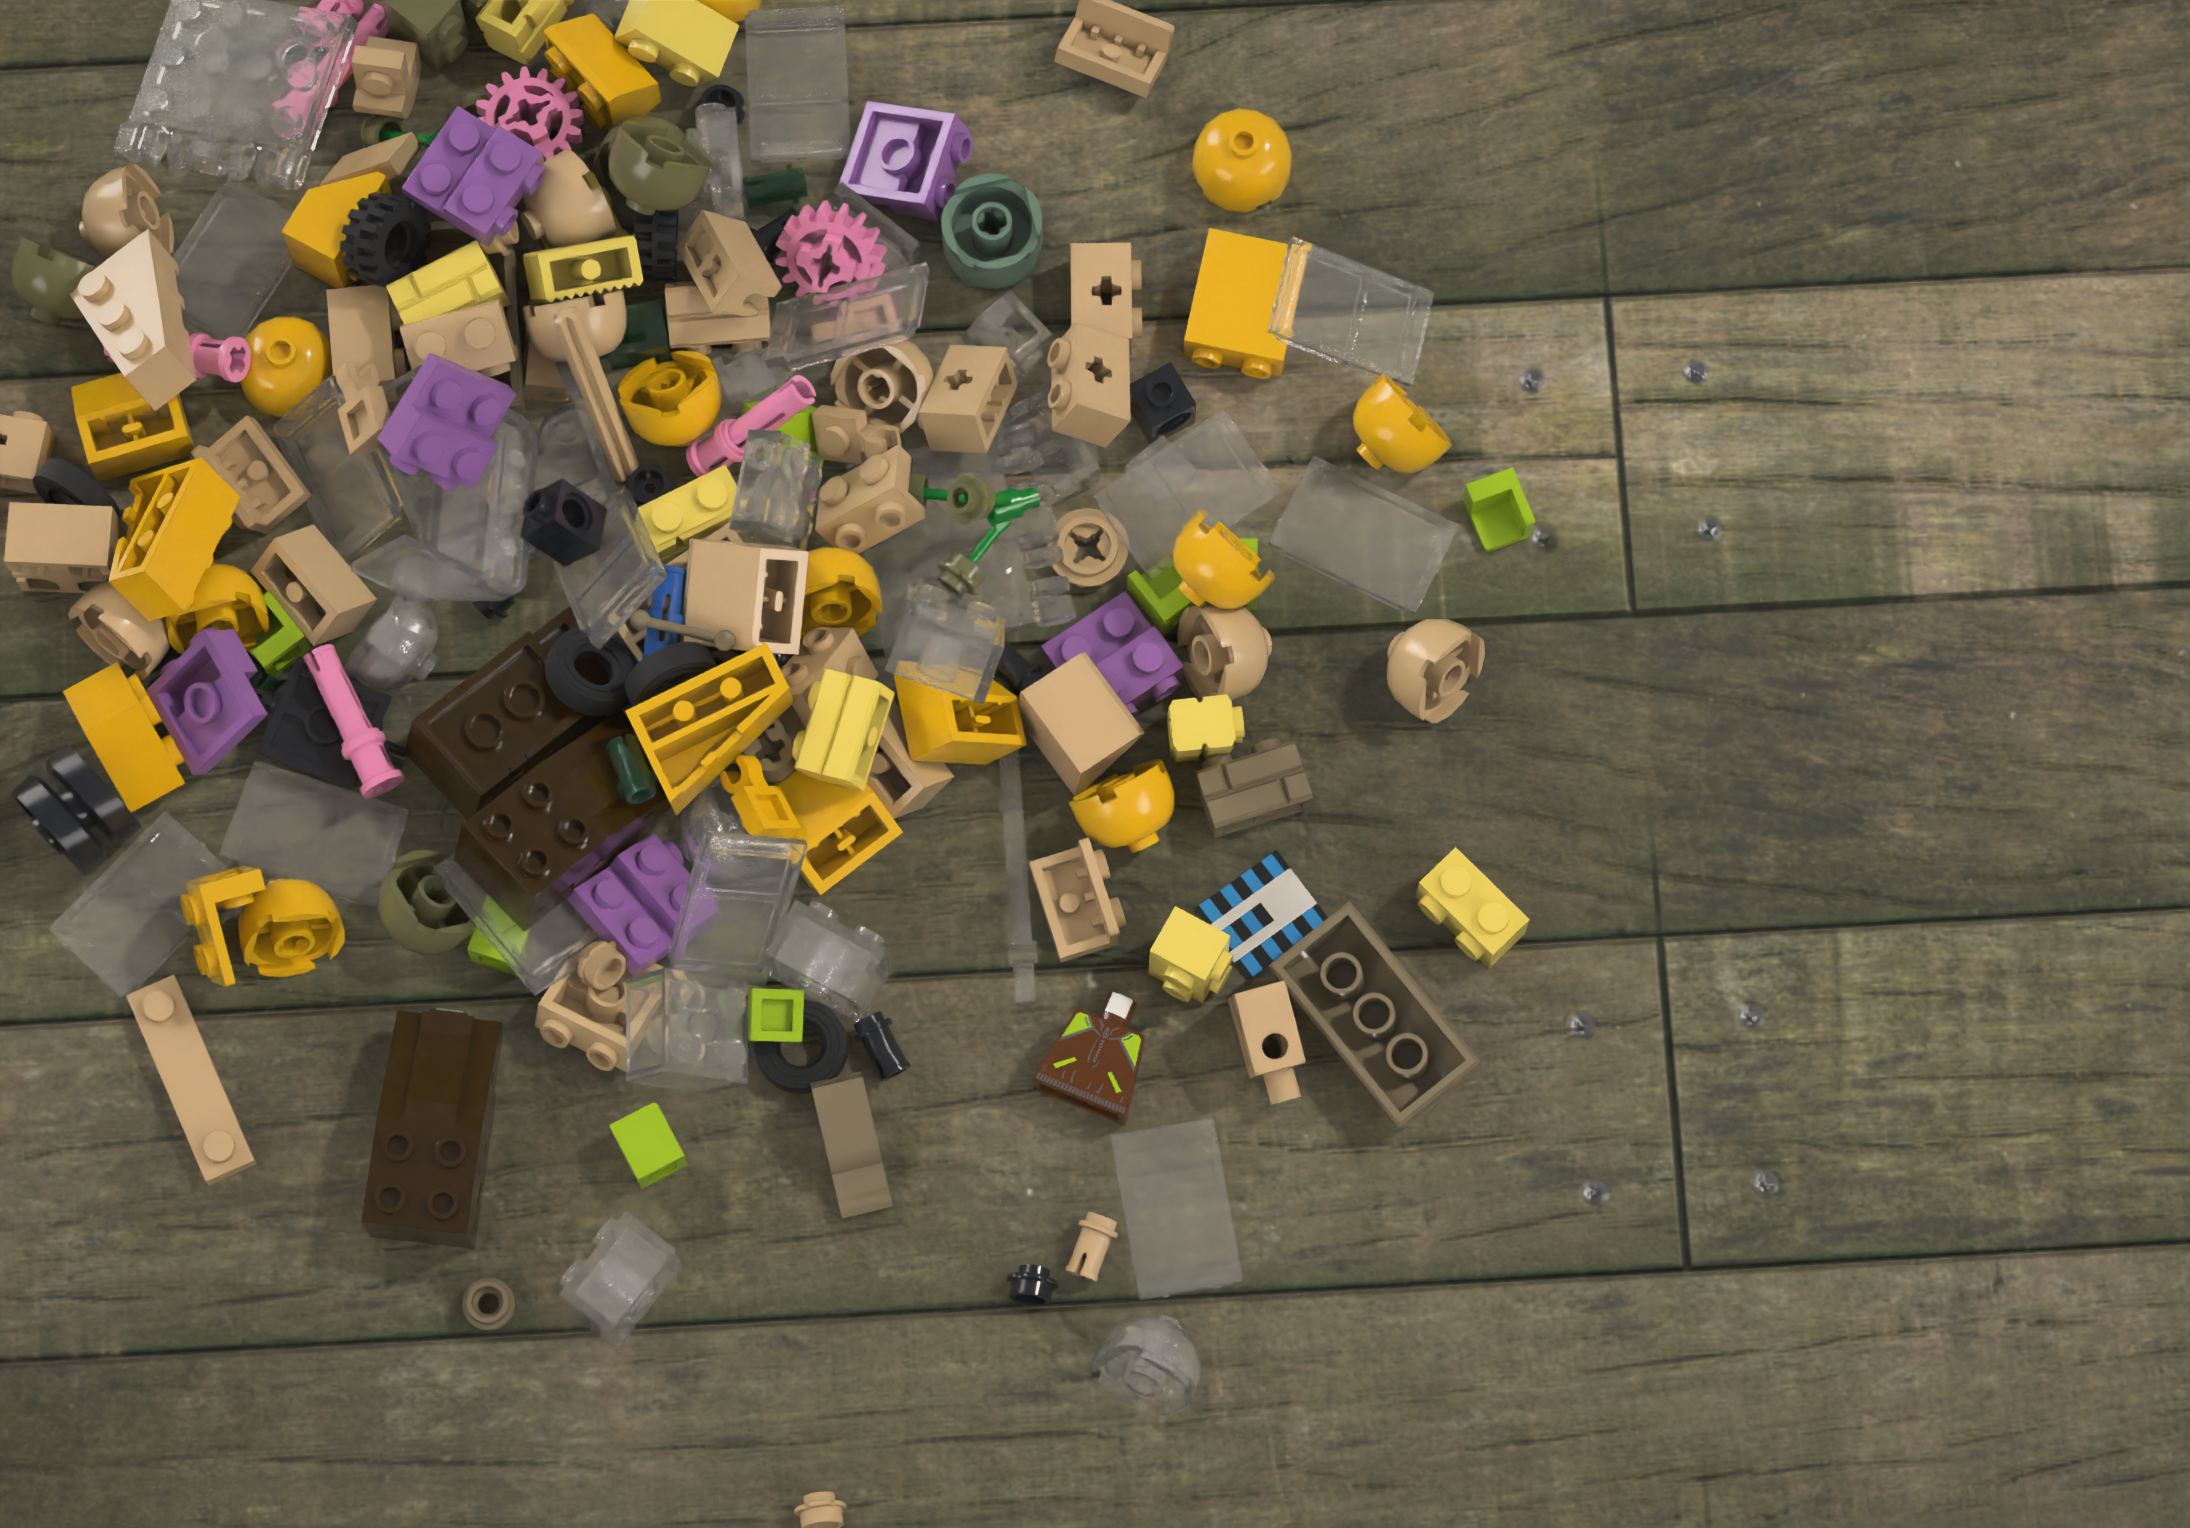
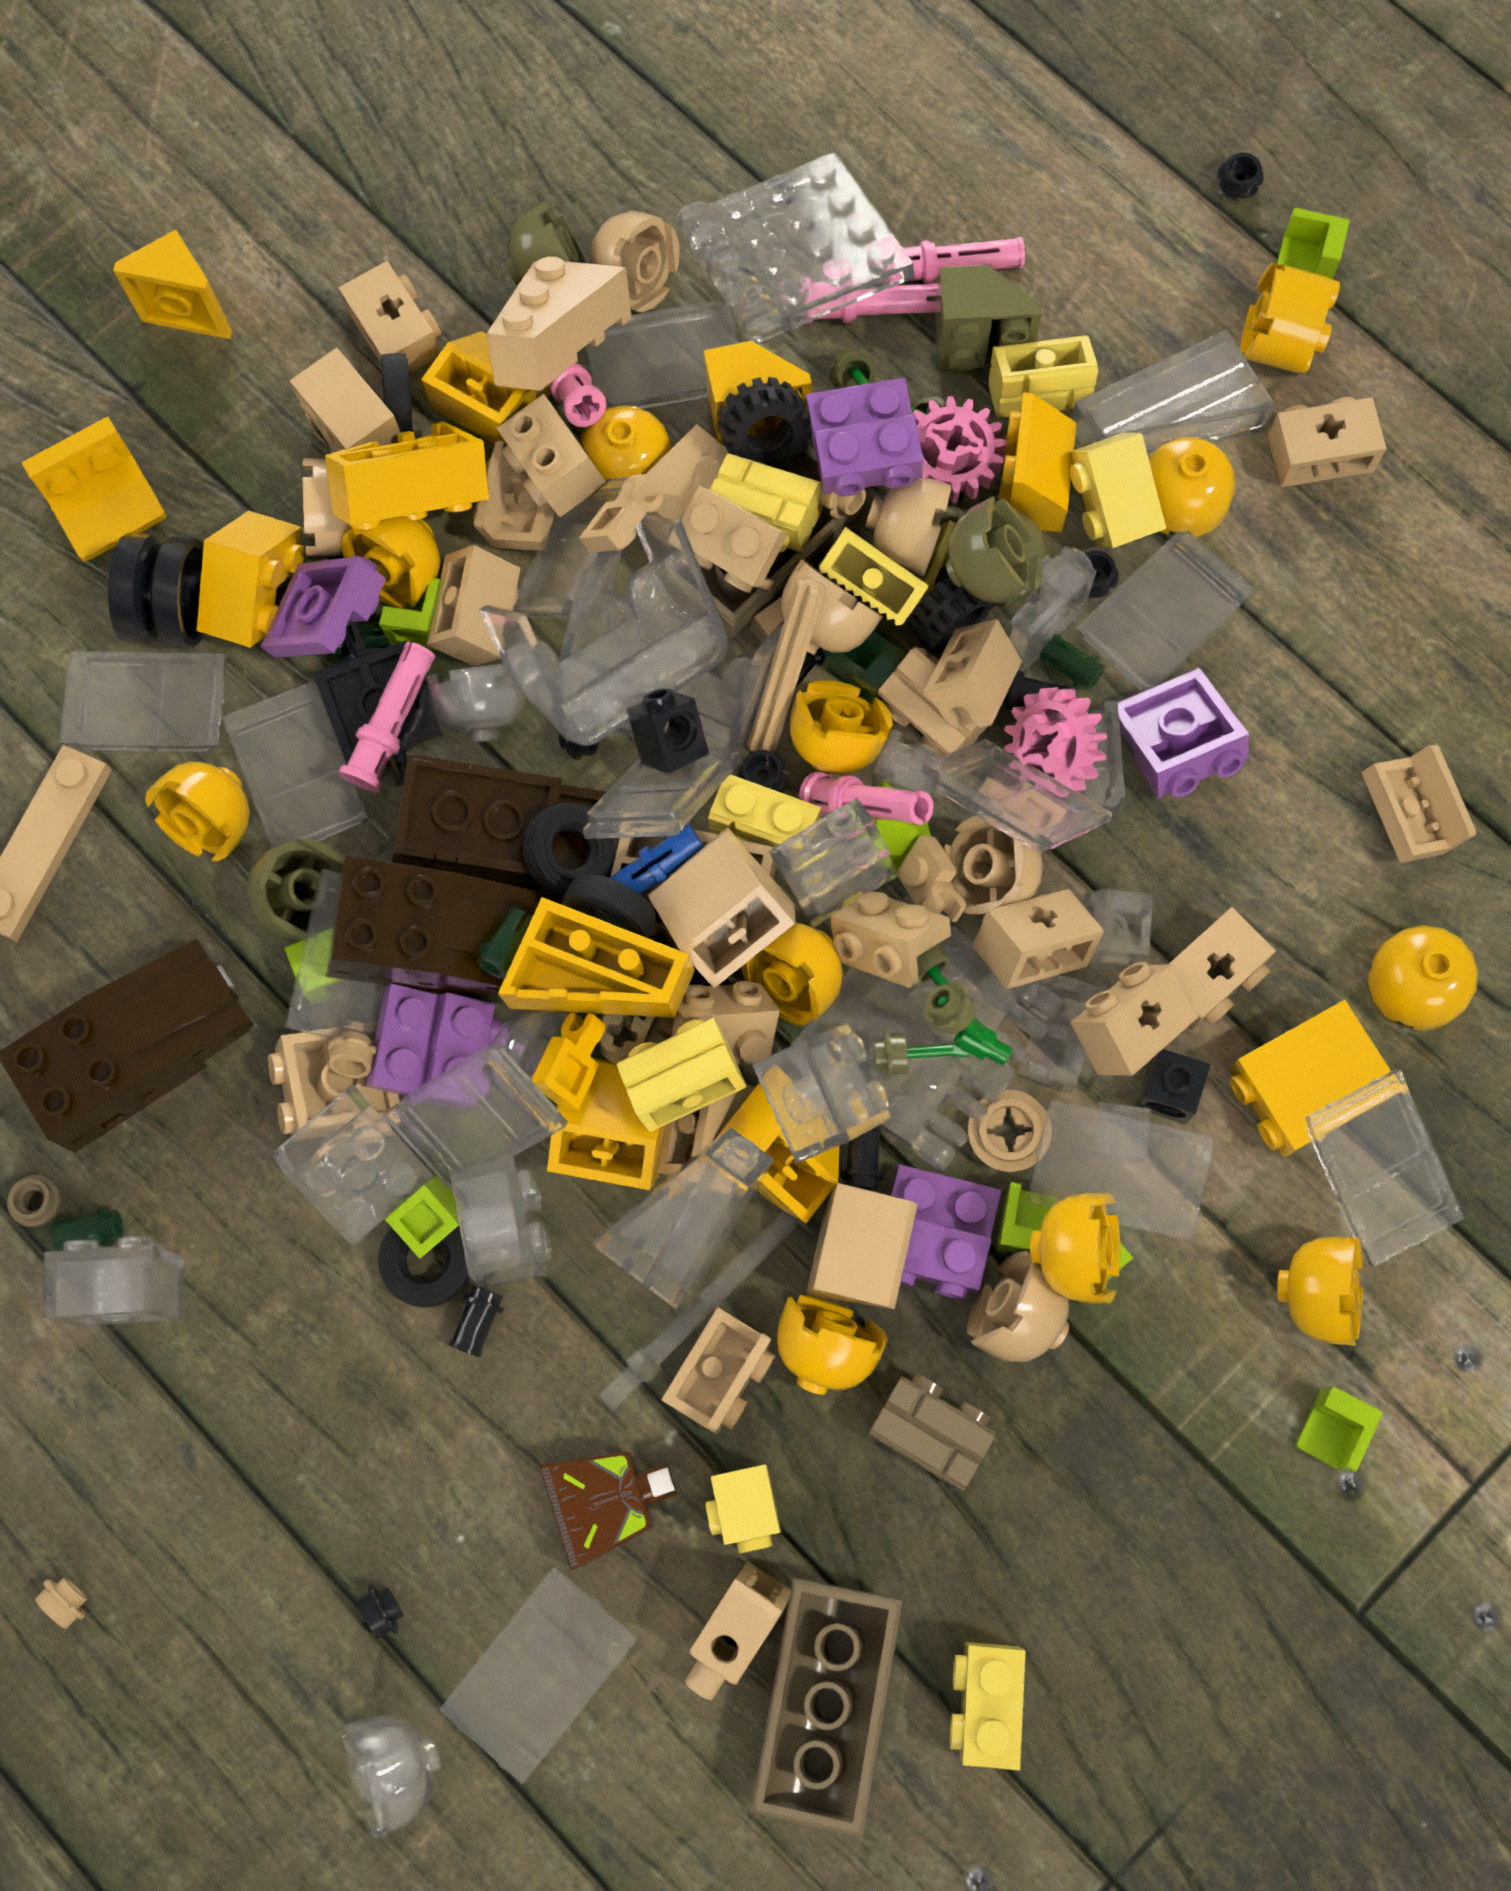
camera: 55 degrees right, 0 degrees up
(204, 894) = (149, 738): yellow bracket -> none
(249, 420) = (550, 456): none -> tan brick
(385, 157) = (826, 376): tan tile -> none
(386, 77) = (895, 330): tan brick -> none
(446, 423) = (658, 579): medium lavender plate -> none
(545, 1286) = (103, 1227): none -> clear green pin
(648, 1145) = (245, 1212): lime panel -> none
(723, 640) = (669, 922): dark tan hinge -> none
(851, 1144) = (376, 1364): dark tan piece -> none
(947, 822) = (685, 1219): none -> clear slope
(988, 259) = (1206, 821): sand green brick -> none
(1091, 1246) = (451, 1631): tan pin -> none
(1203, 727) = (940, 1352): light yellow brick -> none
(1262, 913) = (840, 1528): sticker -> none
(1363, 536) = (1217, 1338): clear piece -> none
(1432, 665) = (1159, 1489): tan cylinder -> none

